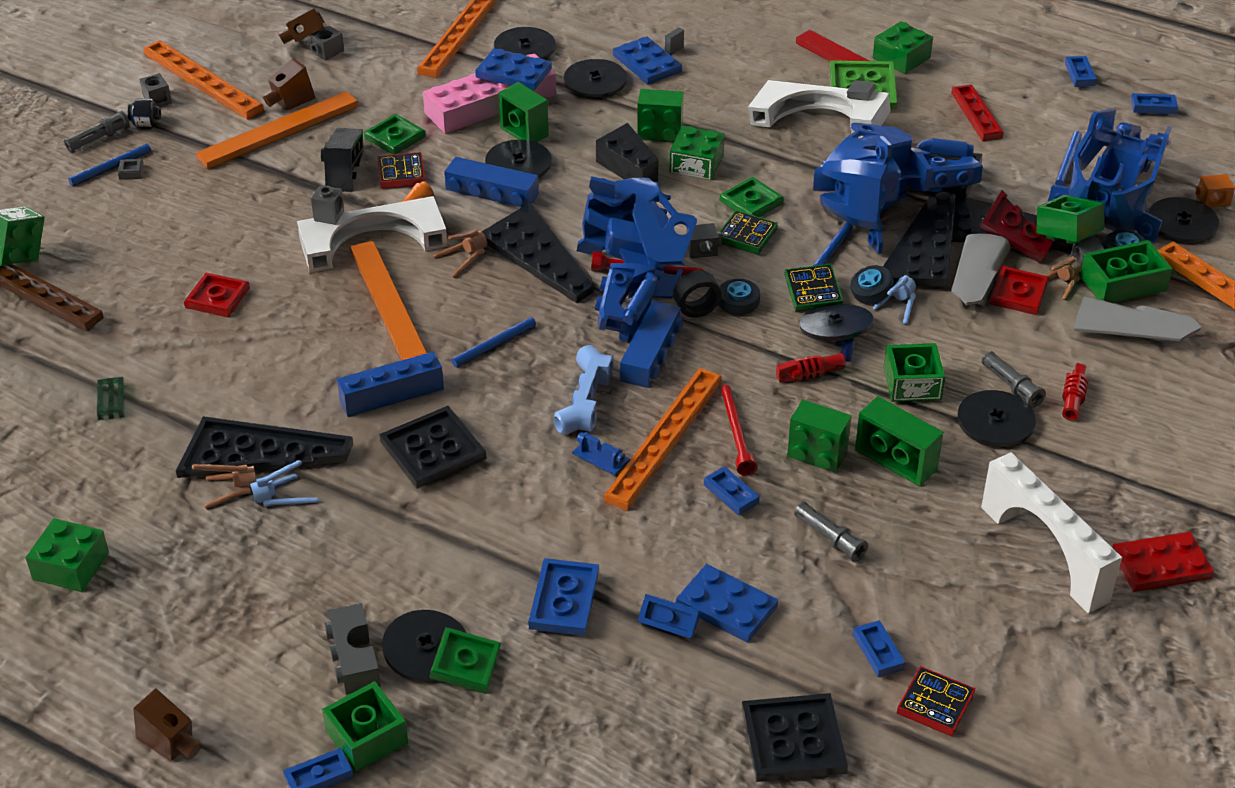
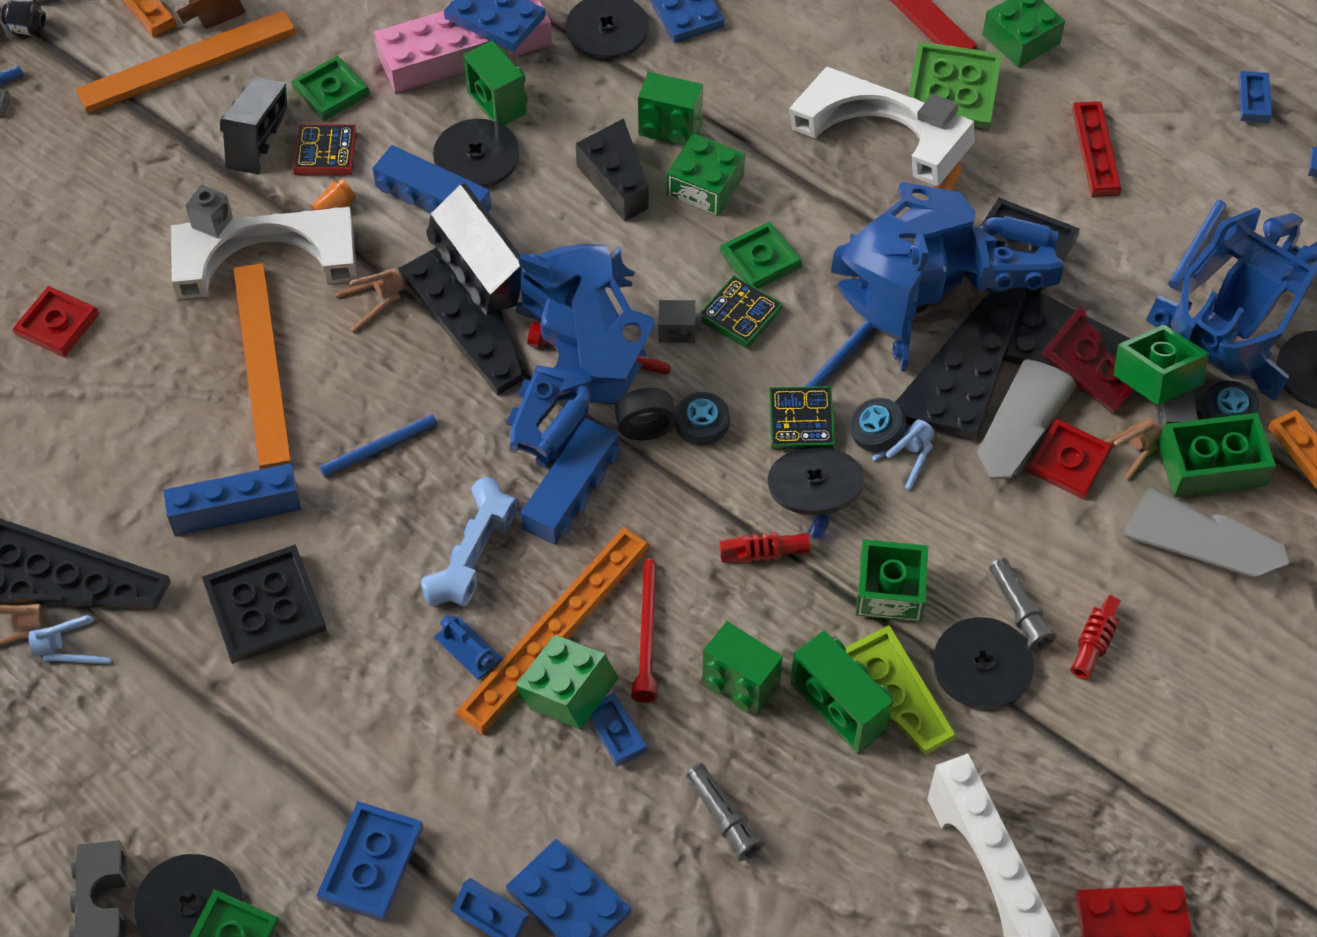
camera: 10 degrees right, 15 degrees up
(542, 207) = (476, 250): none -> slope
(687, 461) = (567, 681): none -> green brick
(956, 449) = (913, 705): none -> lime wing

